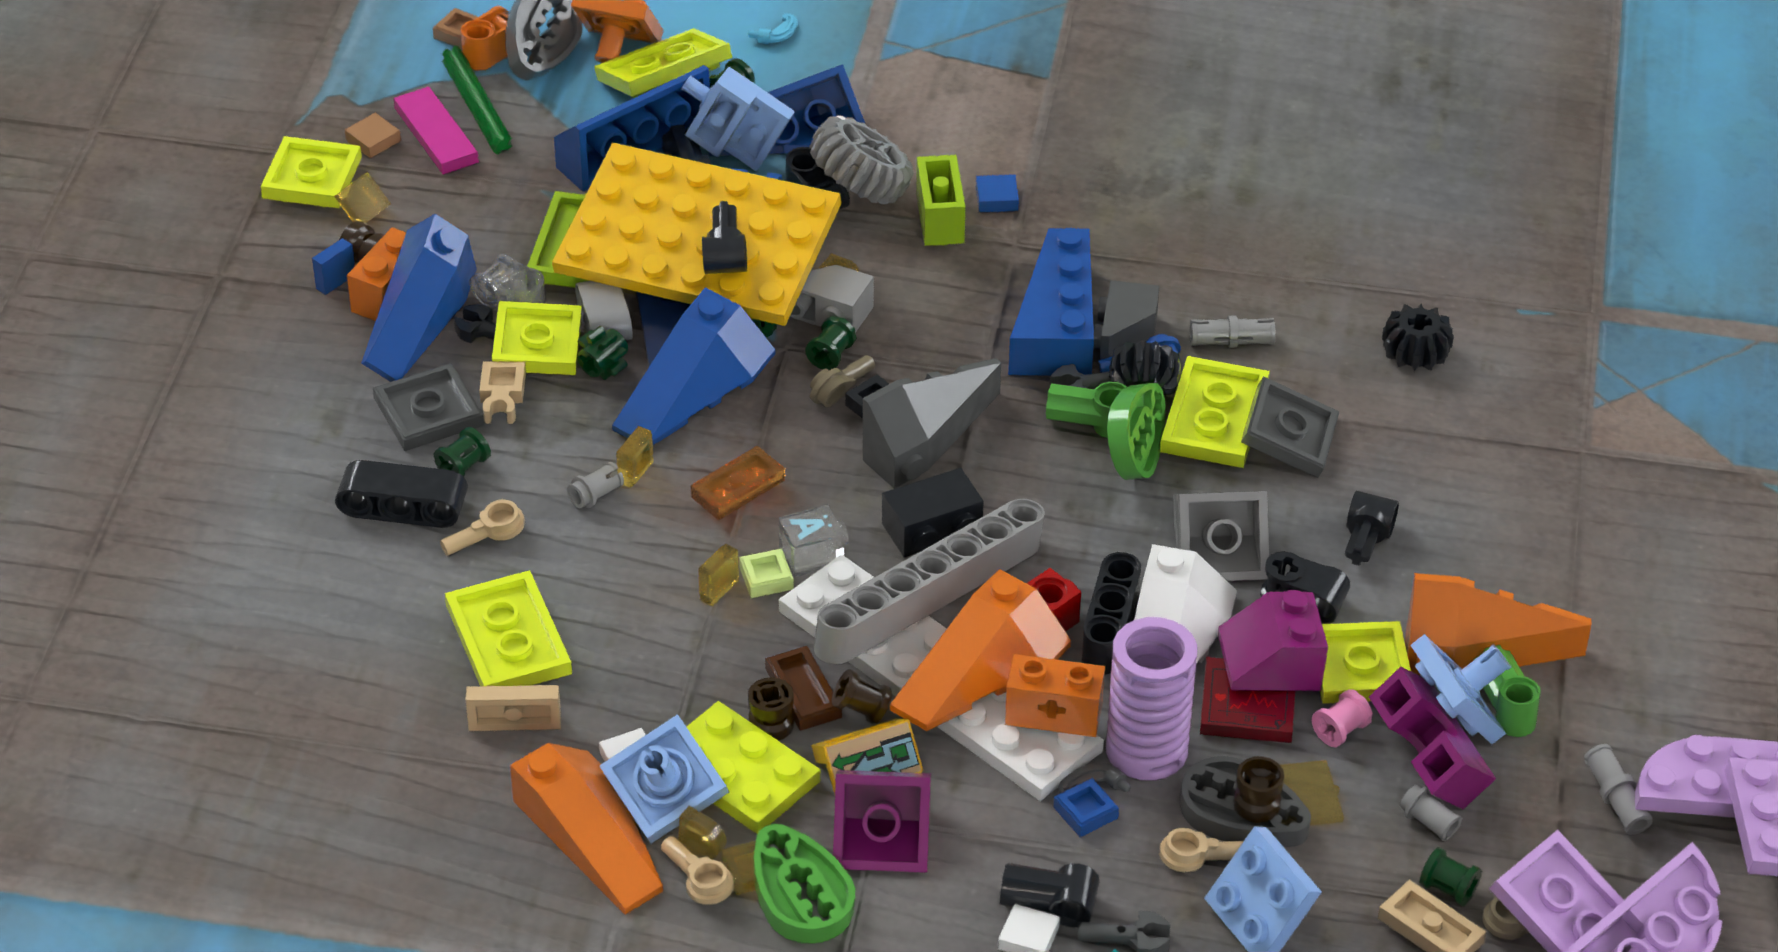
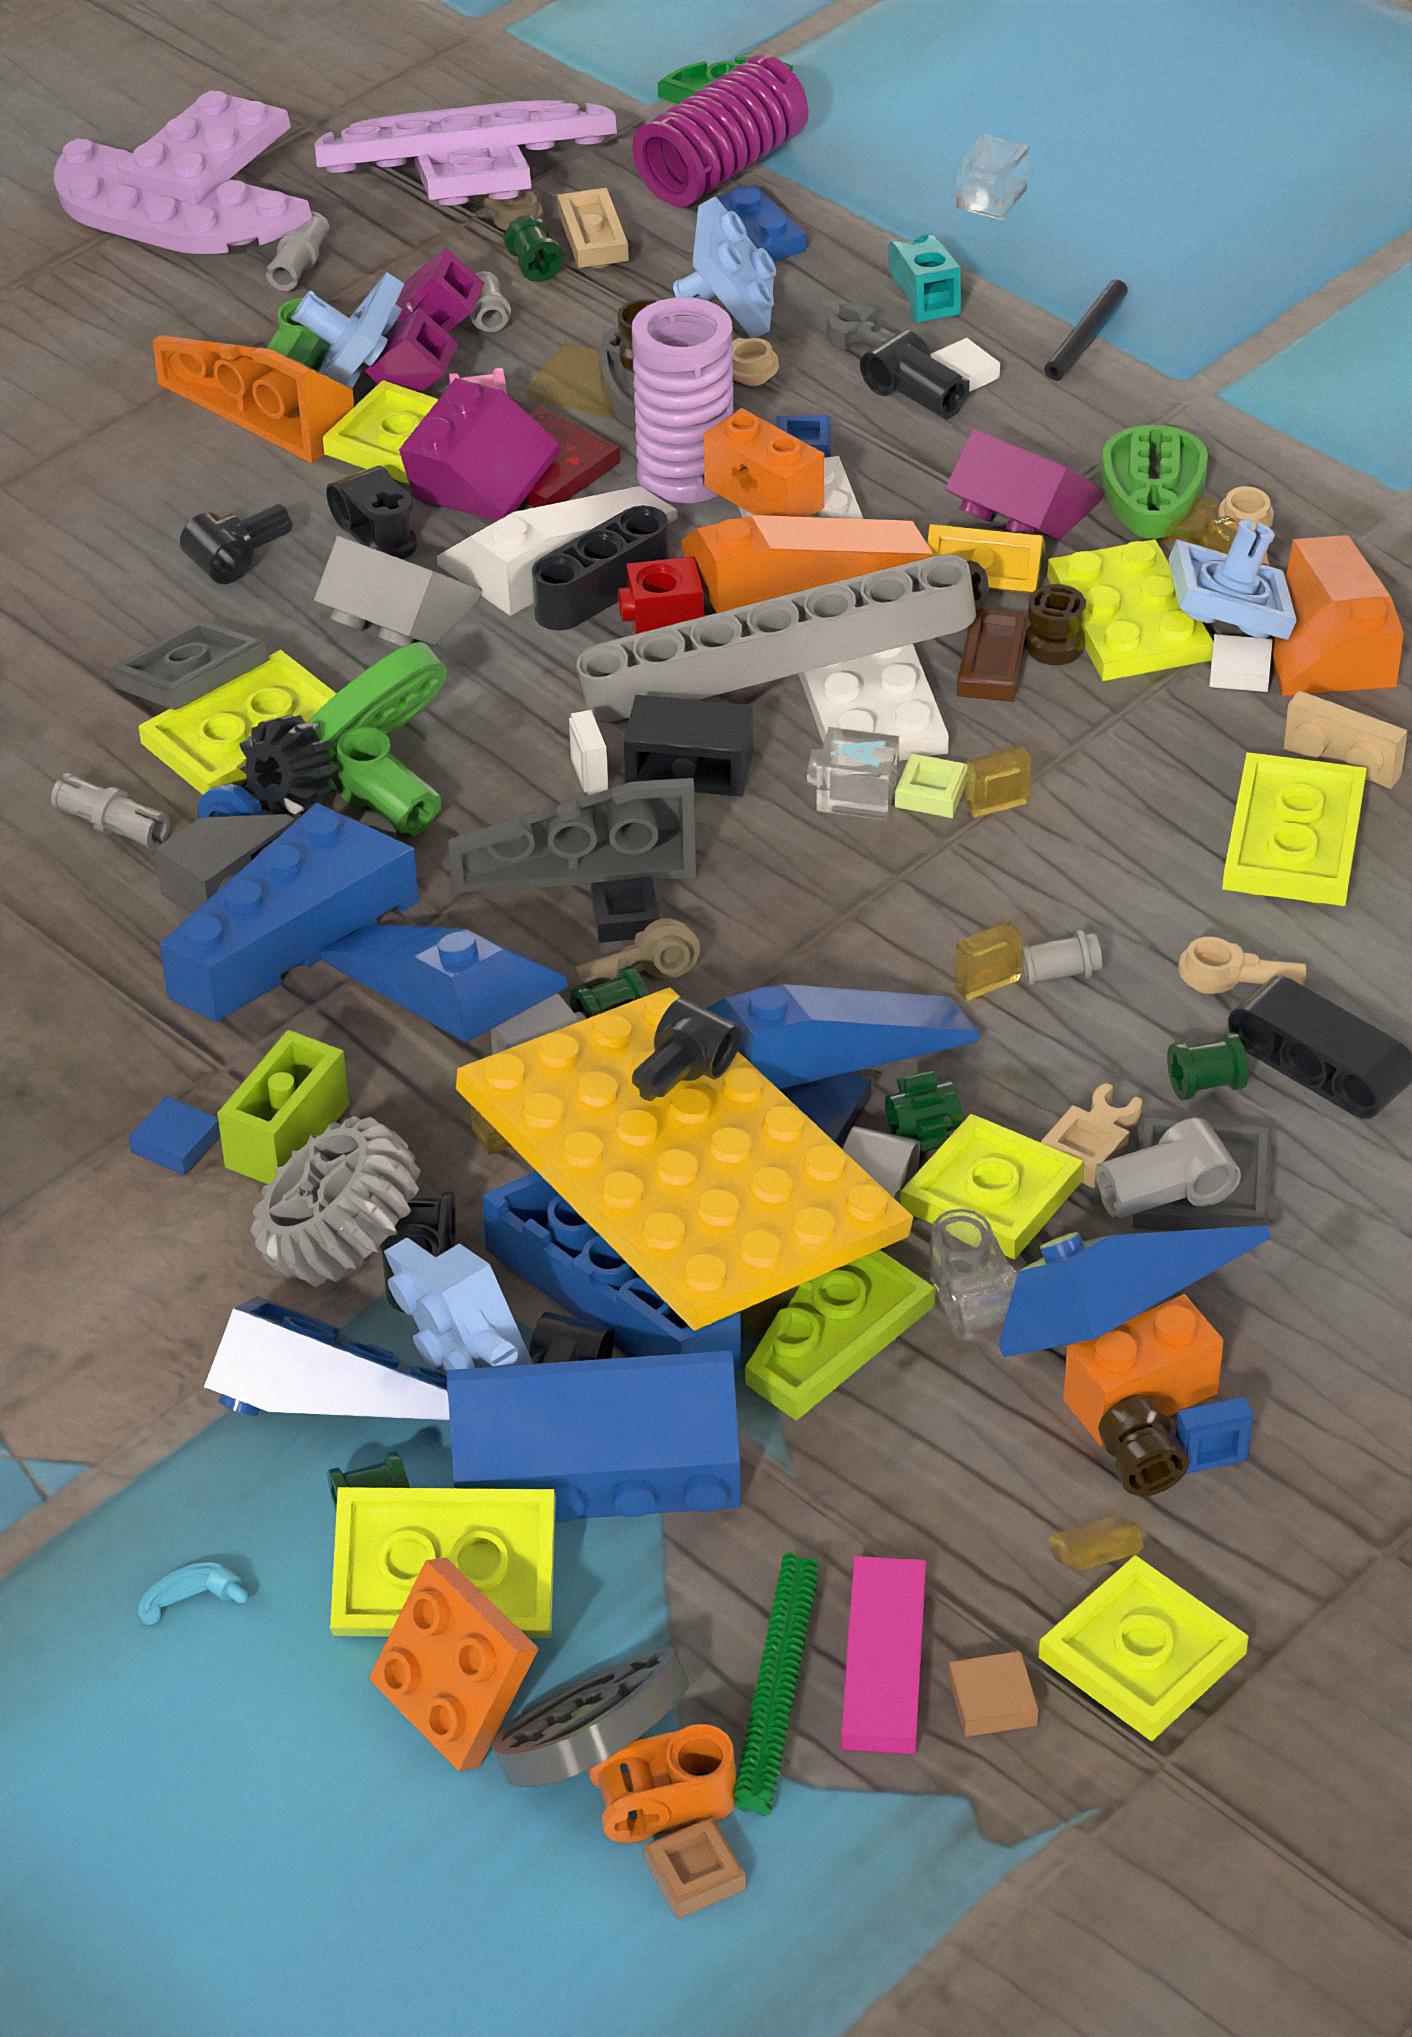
camera: 145 degrees left, 0 degrees up
(433, 369) = (1184, 1164): none -> light grey piece
(738, 482) = (882, 883): clear orange plate -> none
(925, 288) = (445, 975): none -> blue wedge
(989, 479) = (588, 752): none -> white tile

